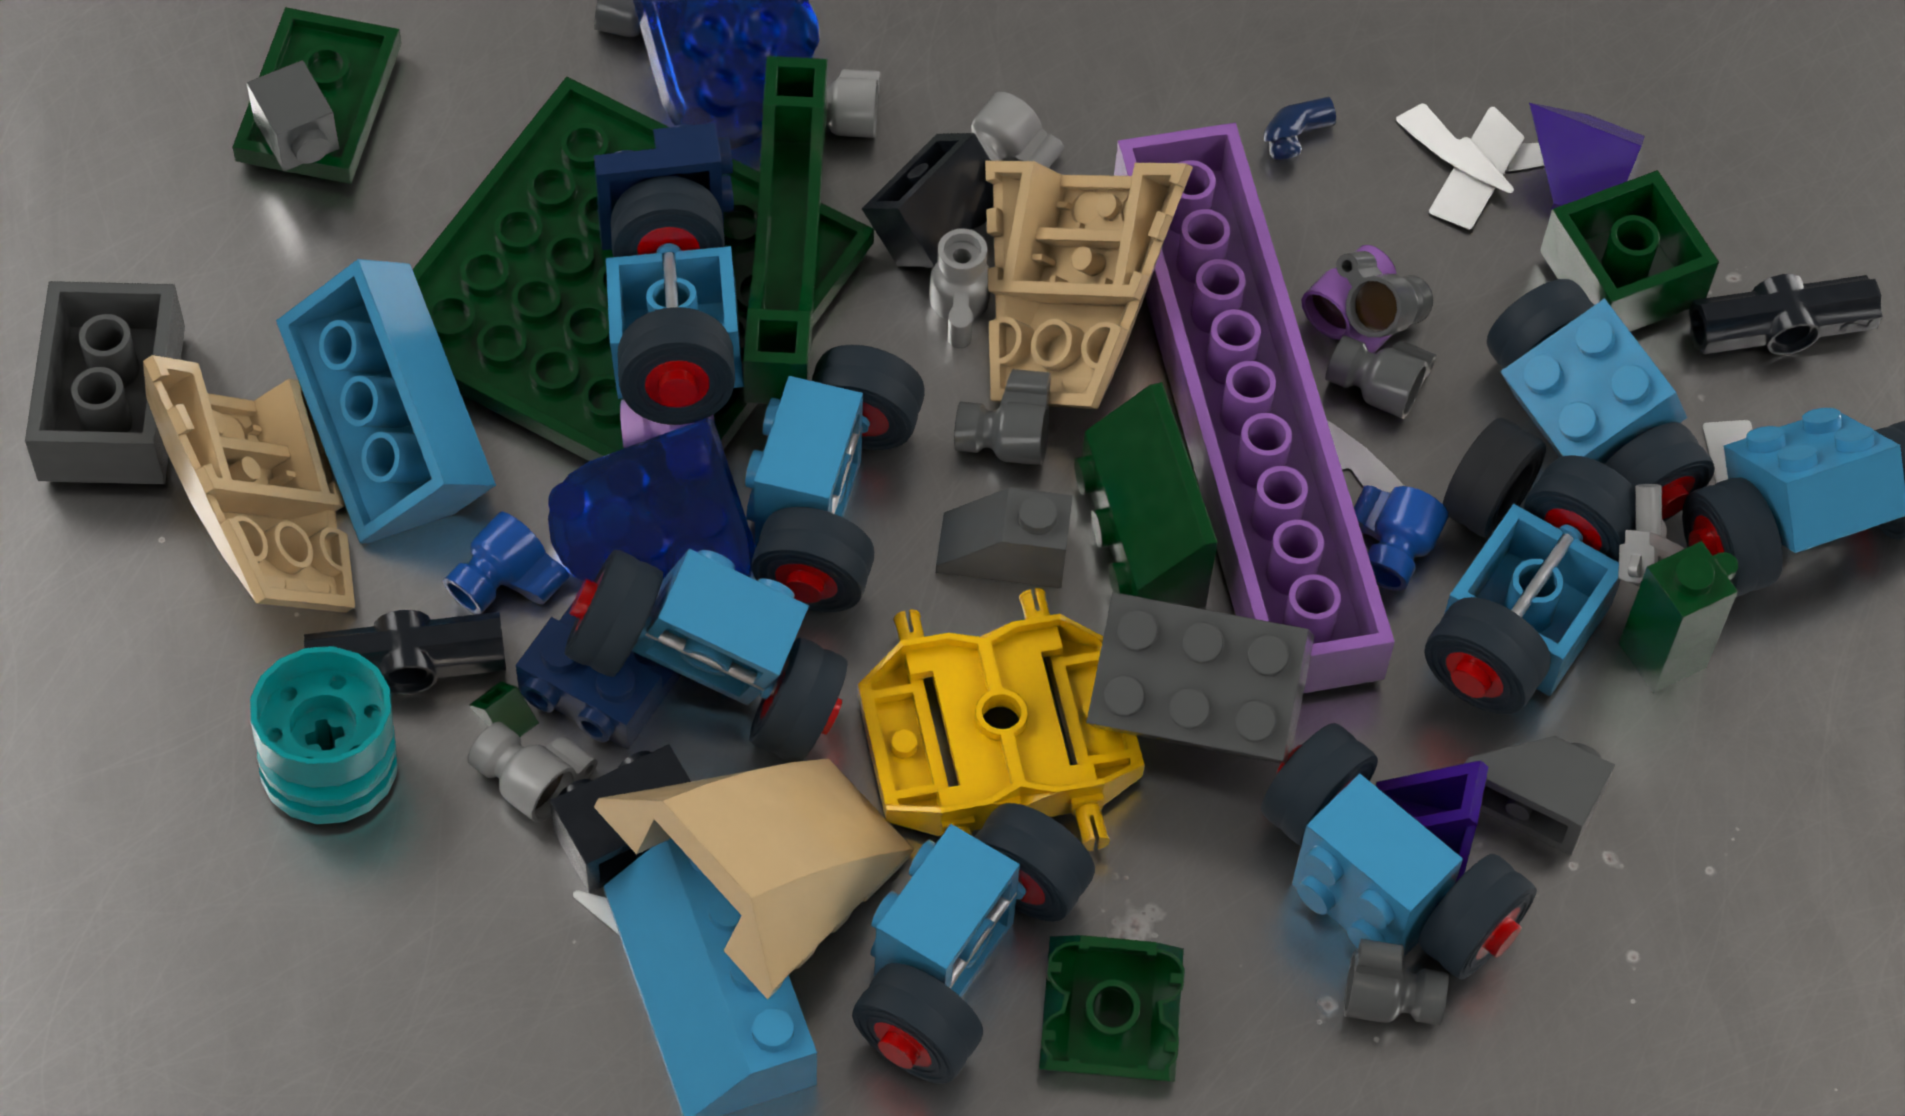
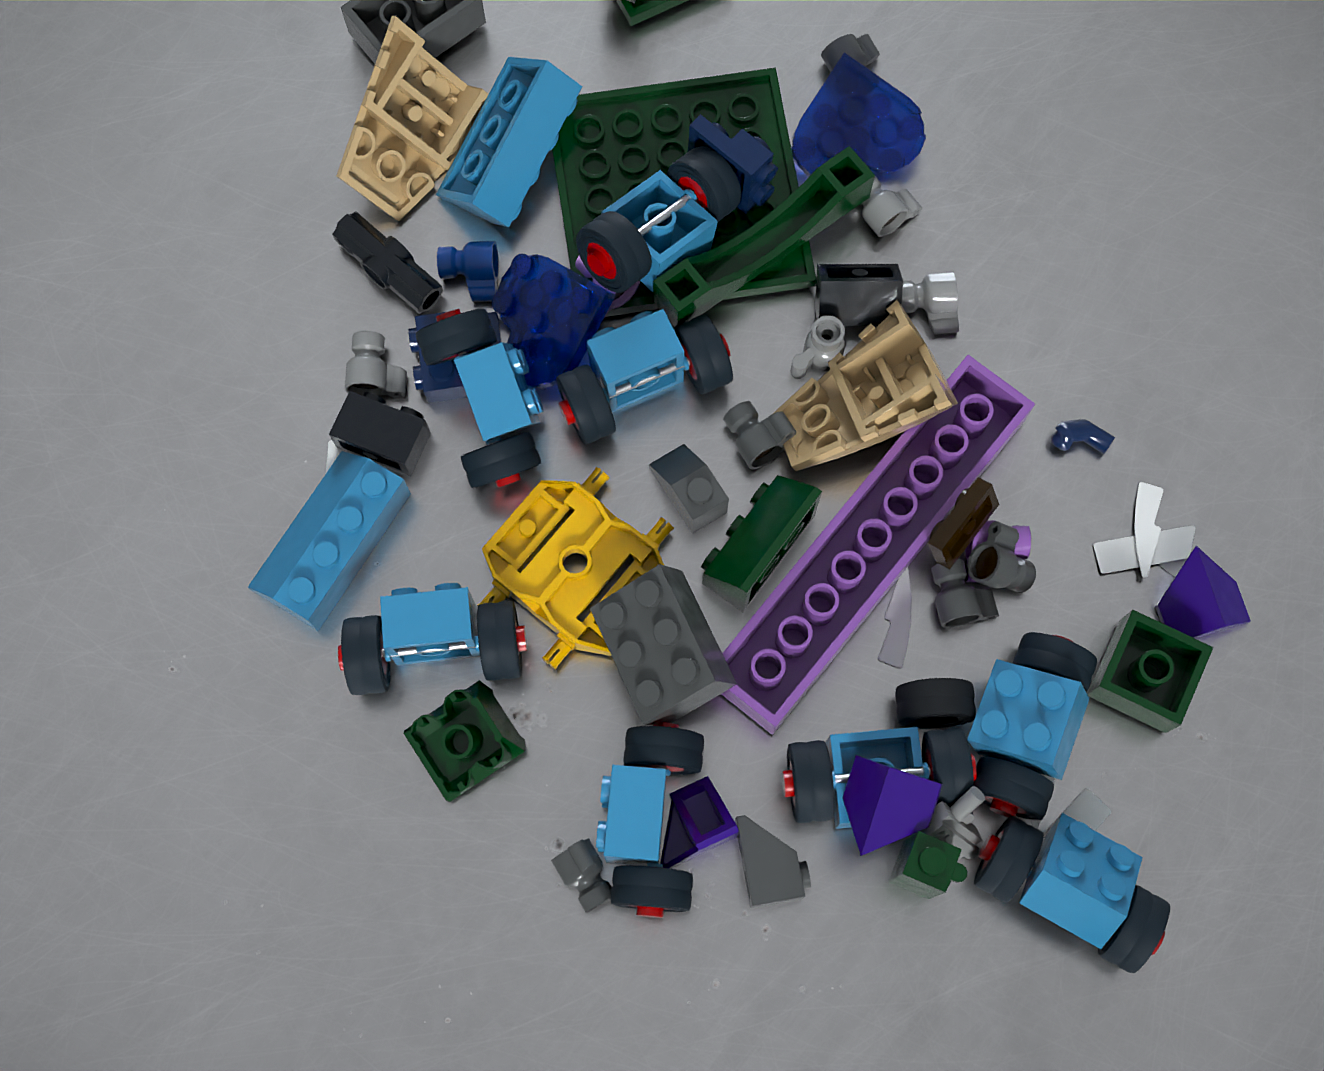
camera: 55 degrees right, 15 degrees up
(324, 734) = (302, 263): teal wheel -> none
(505, 705) = (397, 332): dark green piece -> none
(780, 844) = (399, 514): tan wedge -> none
(1303, 268) = (963, 523): none -> dark brown plate
(1406, 526) = (869, 679): blue piece -> none
(1581, 580) = (887, 803): none -> dark purple slope
(1785, 314) = (1195, 784): black piece -> none

